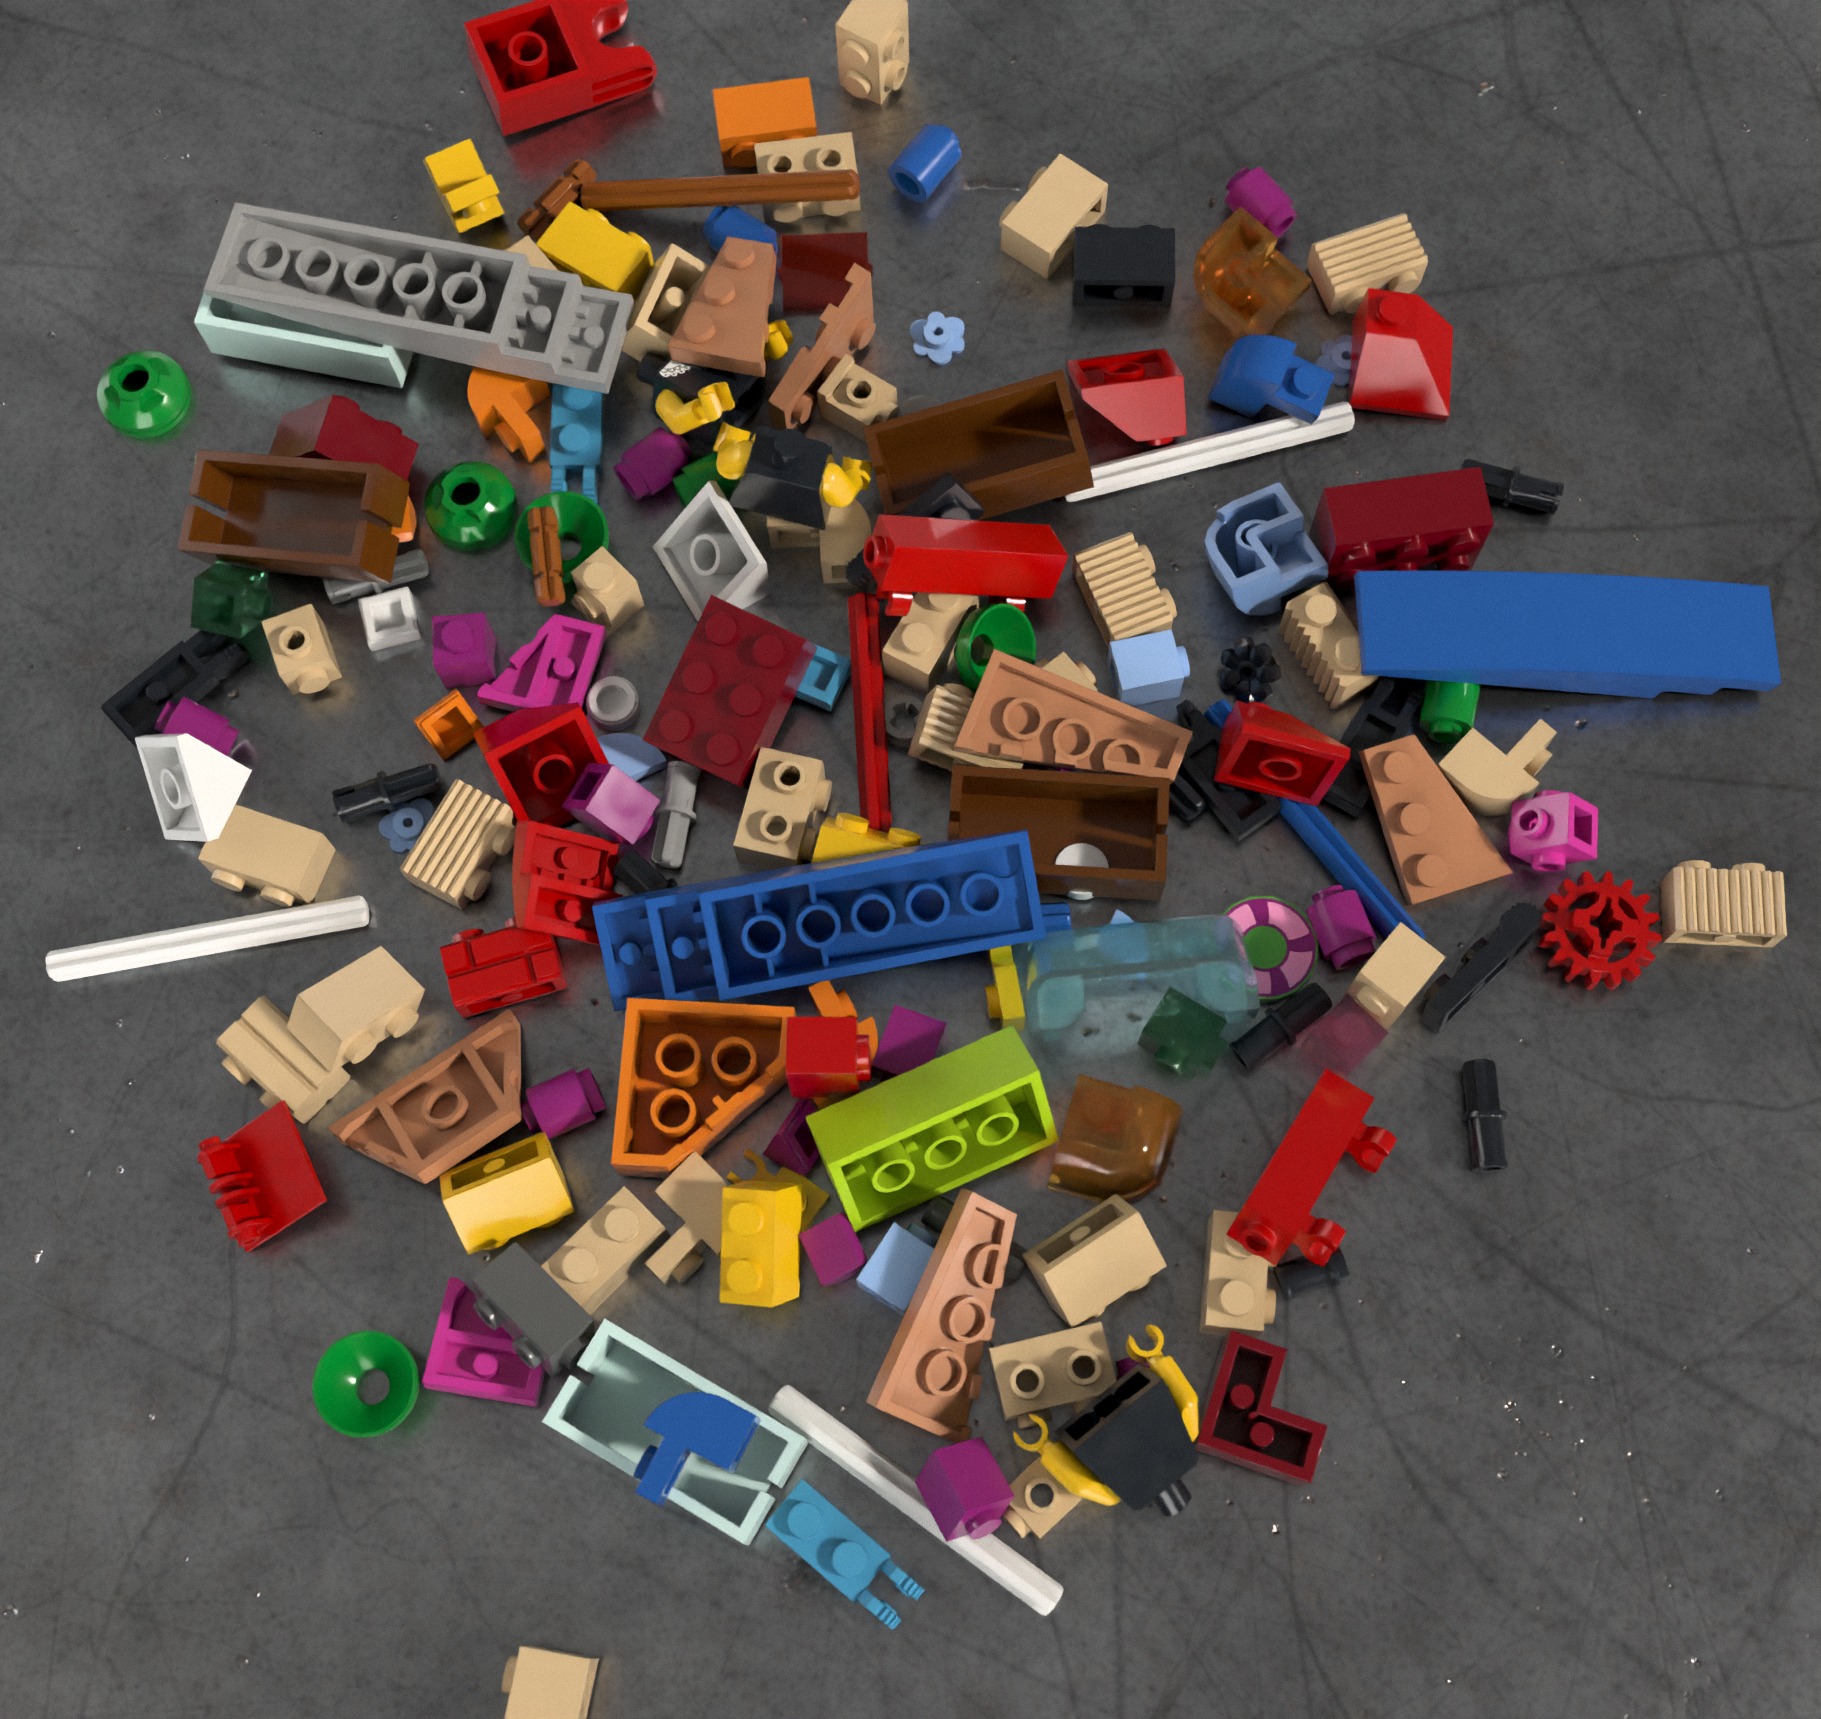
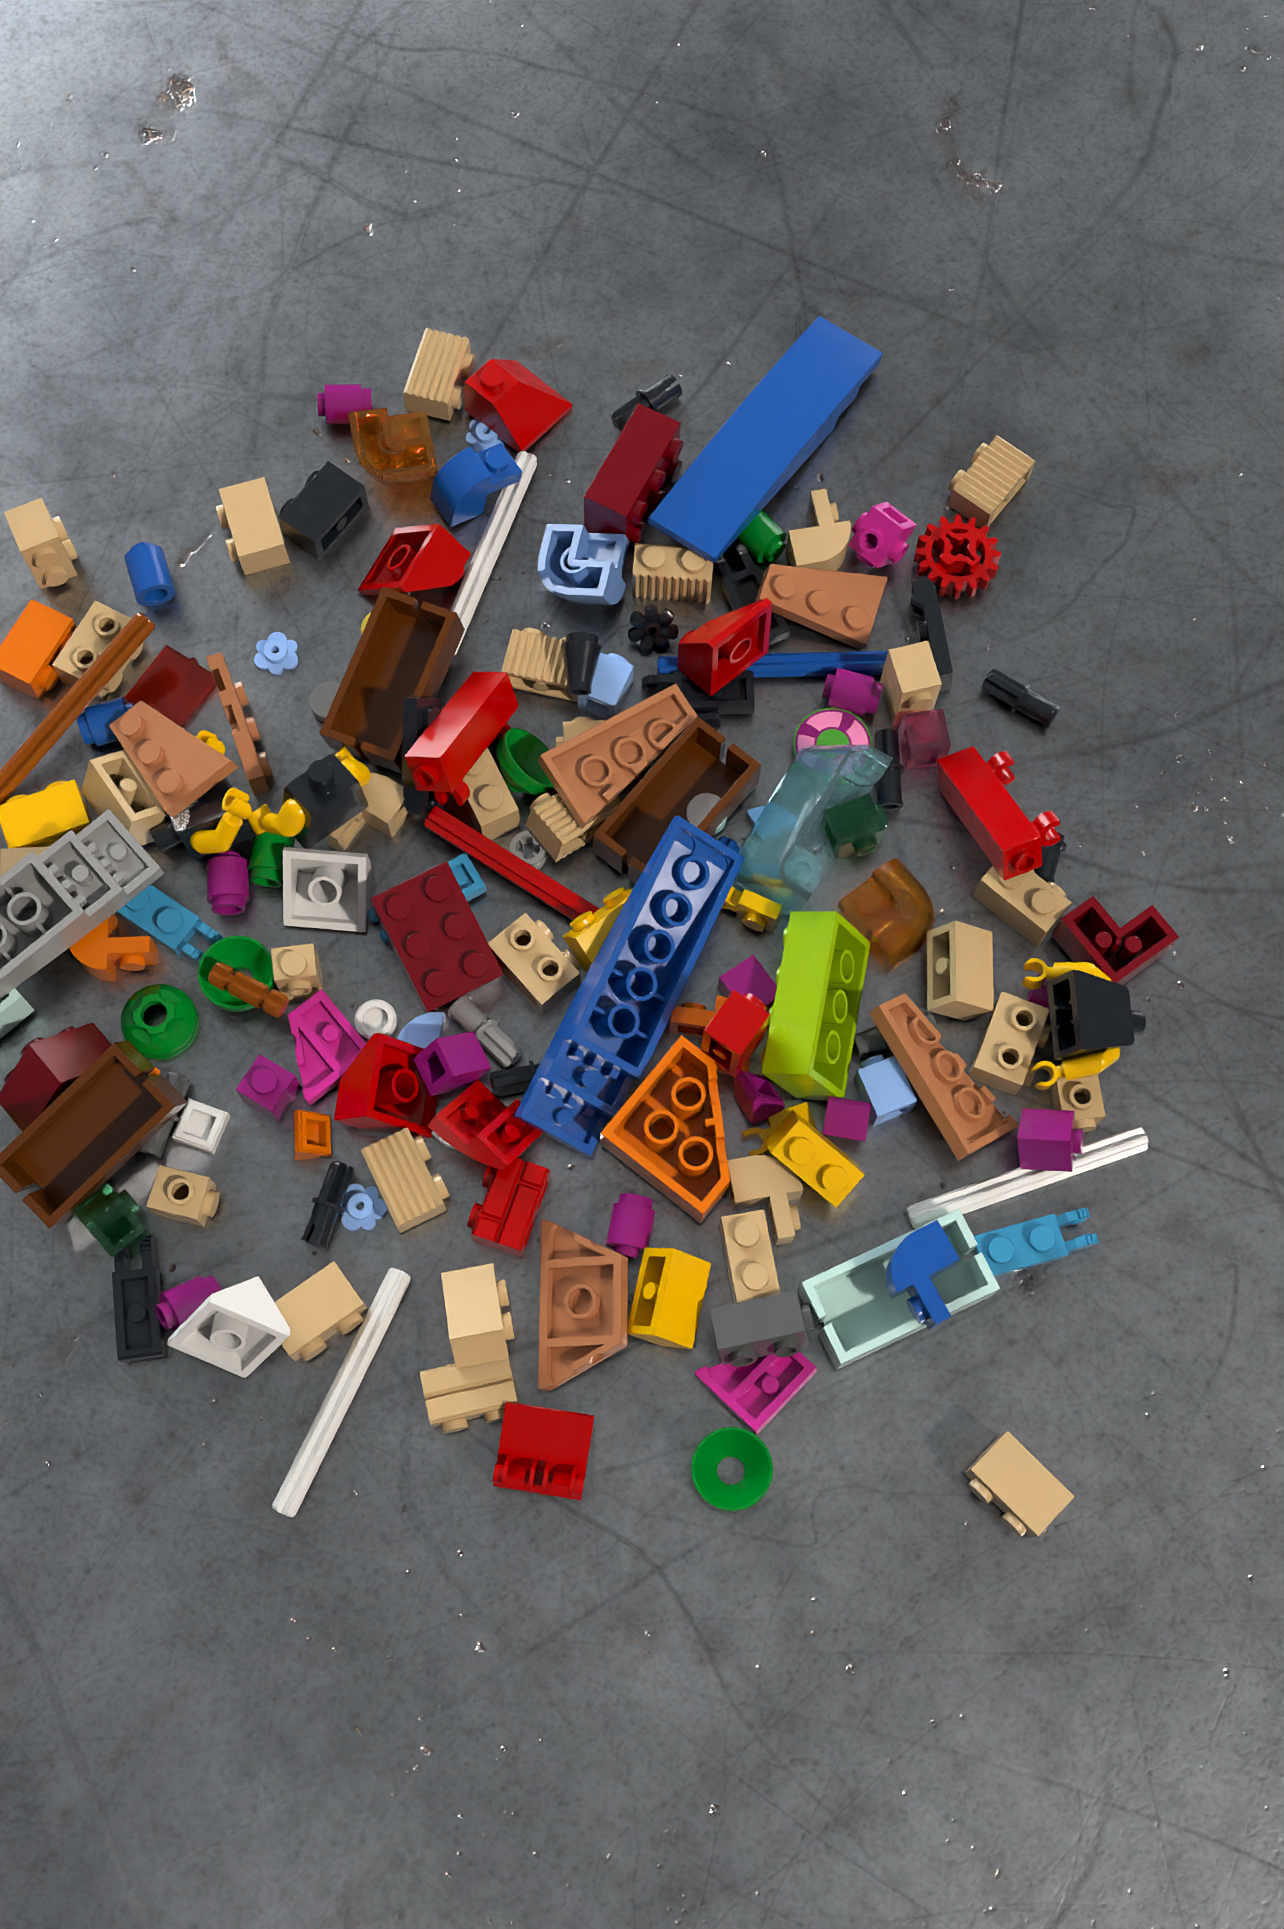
camera: 60 degrees left, 0 degrees up
(840, 403) = (284, 739): tan brick -> none
(1139, 619) = (580, 661): none -> black cone

